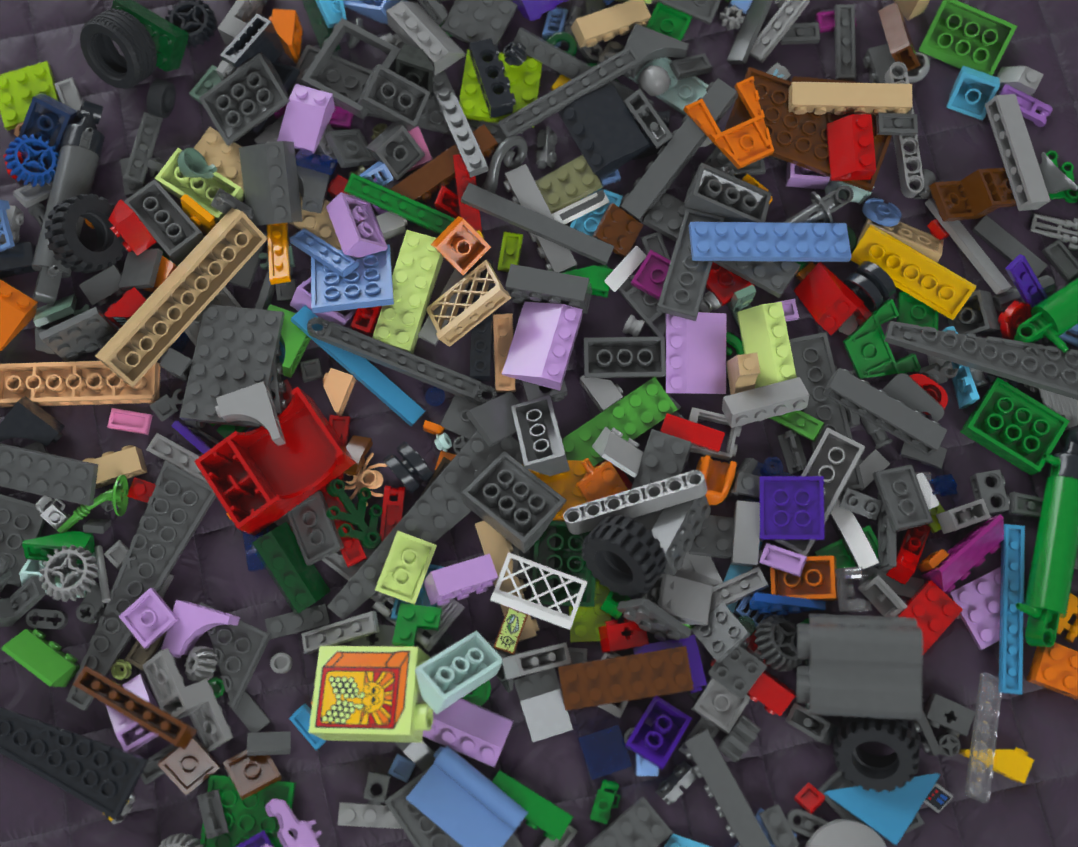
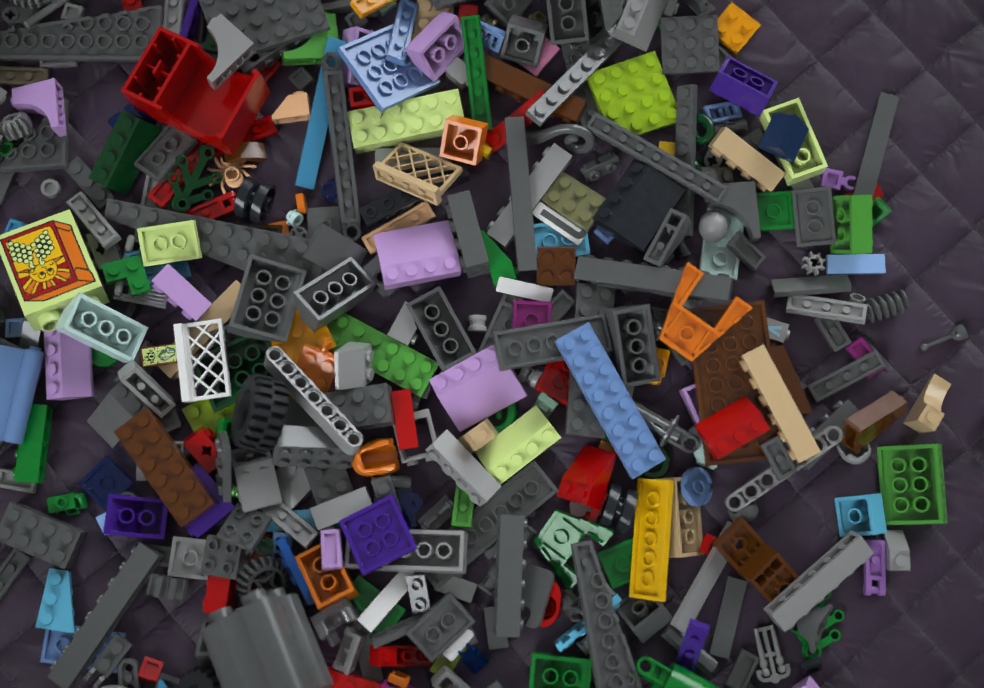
camera: 65 degrees right, 5 degrees up
(148, 618) = (28, 64): lavender plate -> none
(447, 202) = (502, 108): red slope -> none
(497, 104) = (651, 62): black brick -> none
(510, 251) = (489, 185): lime plate -> none
(515, 54) = (667, 92): black gear -> none
(682, 775) = (102, 550): dark grey hinge -> none
(790, 310) = (562, 447): lavender plate -> none
(1012, 317) = (652, 645): red plate -> none

